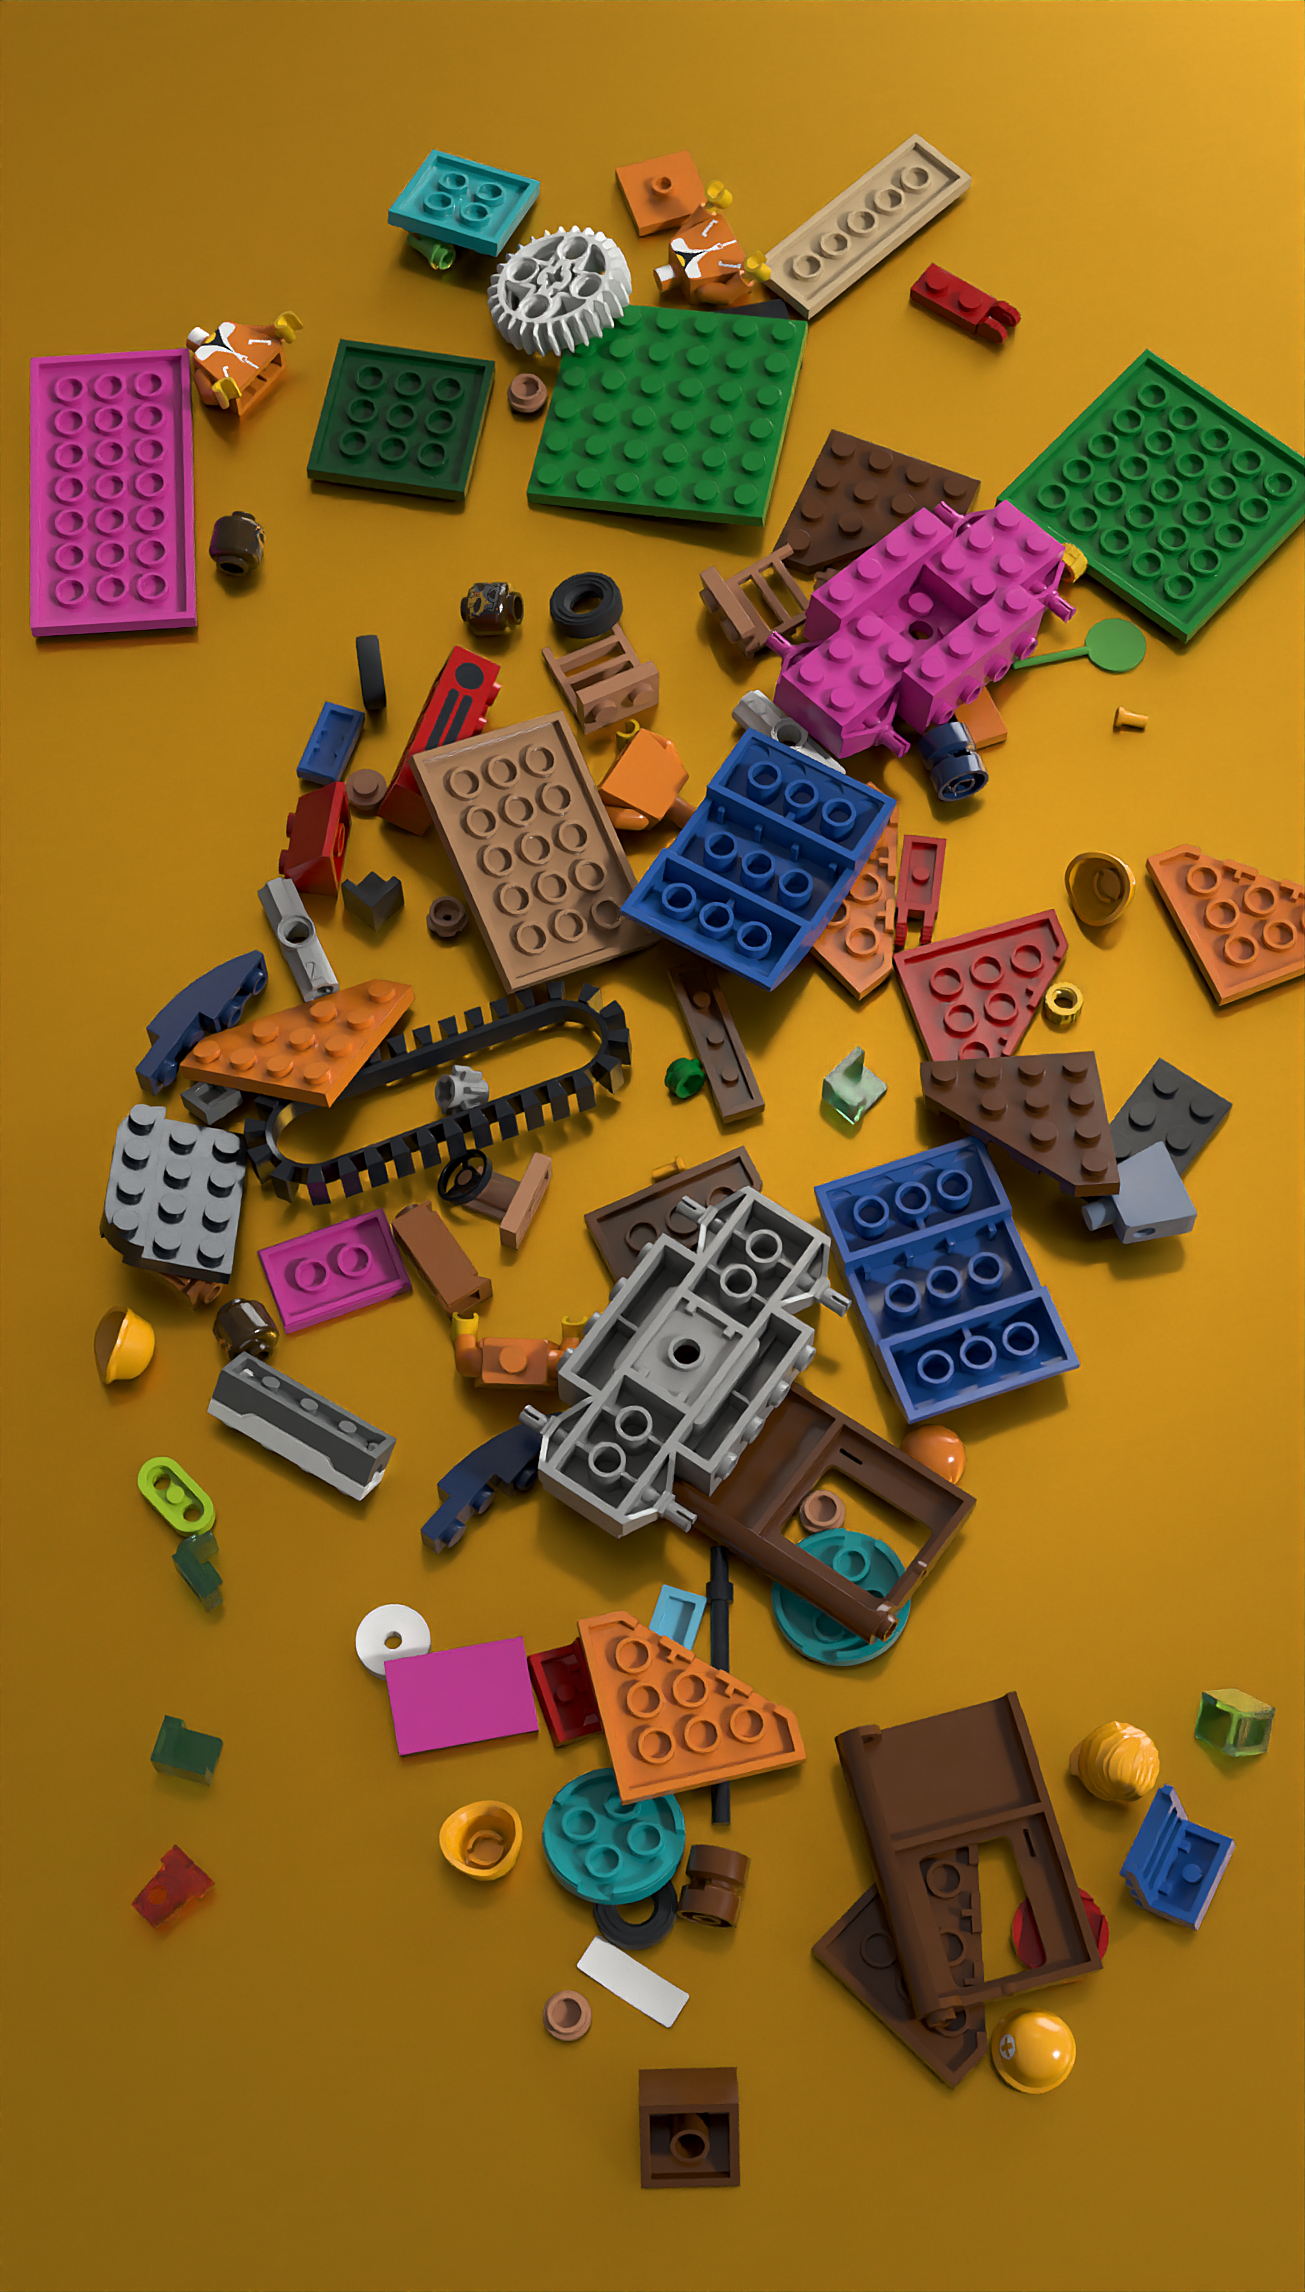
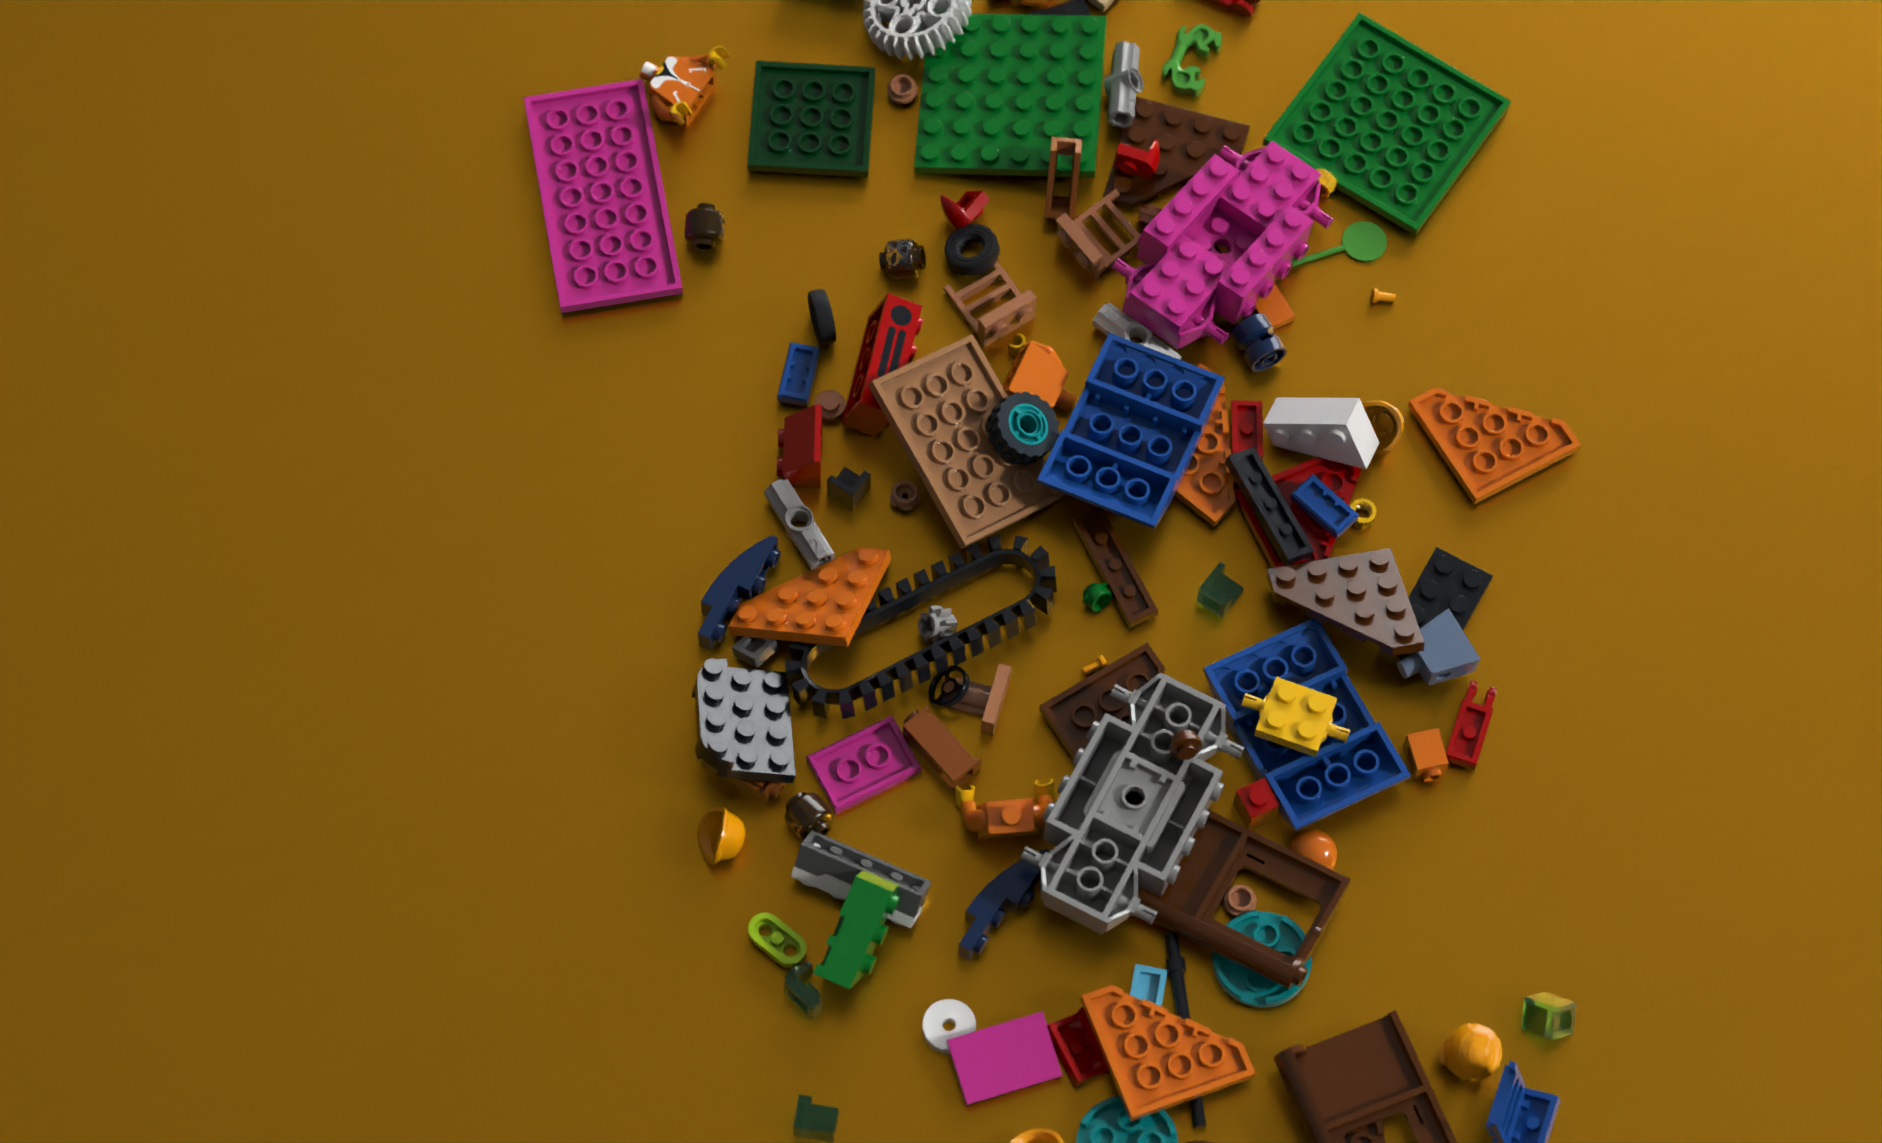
camera: 10 degrees left, 0 degrees up
(282, 1496) = (859, 930): none -> green wedge
(586, 554) = (966, 209): none -> red plate
(593, 853) = (1009, 437): none -> black wheel
(701, 555) = (1058, 205): none -> dark orange window
(765, 1287) = (1185, 744): none -> reddish brown plate
(819, 412) = (1123, 84): none -> light grey piece
(821, 510) = (1137, 161): none -> red plate
(862, 1381) = (1256, 804): none -> red brick
(930, 1267) = (1295, 717): none -> yellow plate
(933, 365) = (1184, 80): none -> bright green helmet
(935, 979) = (1269, 506): none -> black plate
(1010, 986) = (1324, 506): none -> blue plate
(1023, 882) = (1323, 428): none -> white wedge
(1107, 1339) = (1425, 755): none -> orange brick
(1174, 1309) = (1470, 728): none -> red hinge

